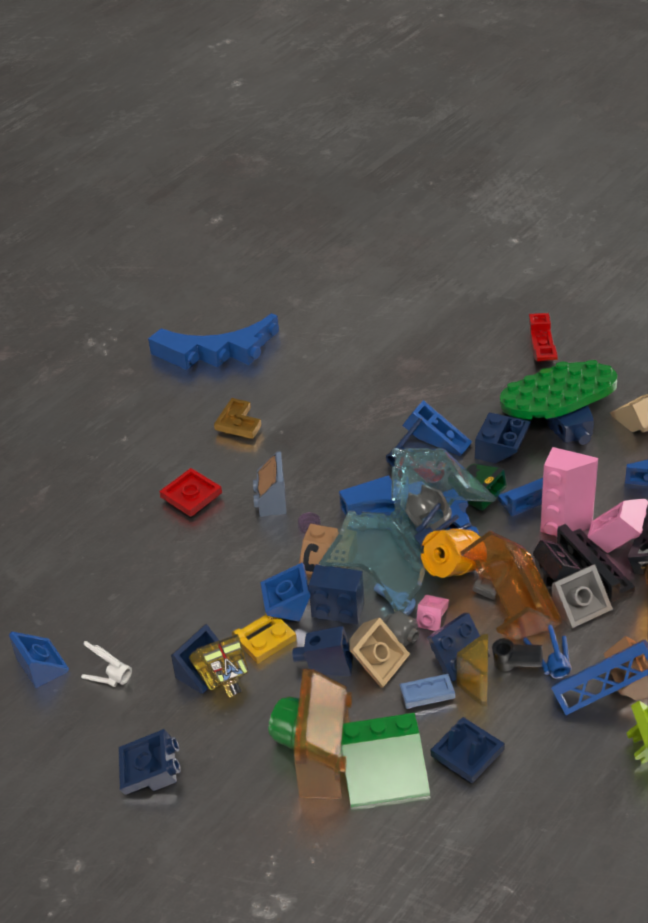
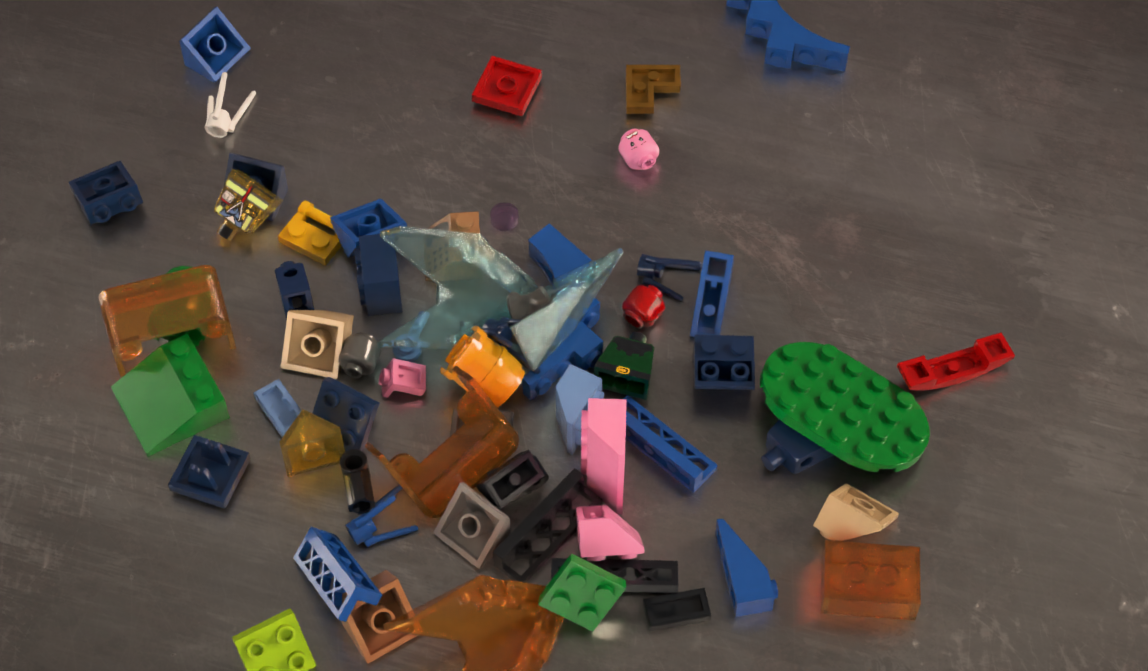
camera: 65 degrees right, 15 degrees up
(270, 487) = (536, 159): sand blue slope -> none
(293, 436) = (638, 149): none -> bright pink head
(508, 515) = (572, 398): none -> medium blue slope

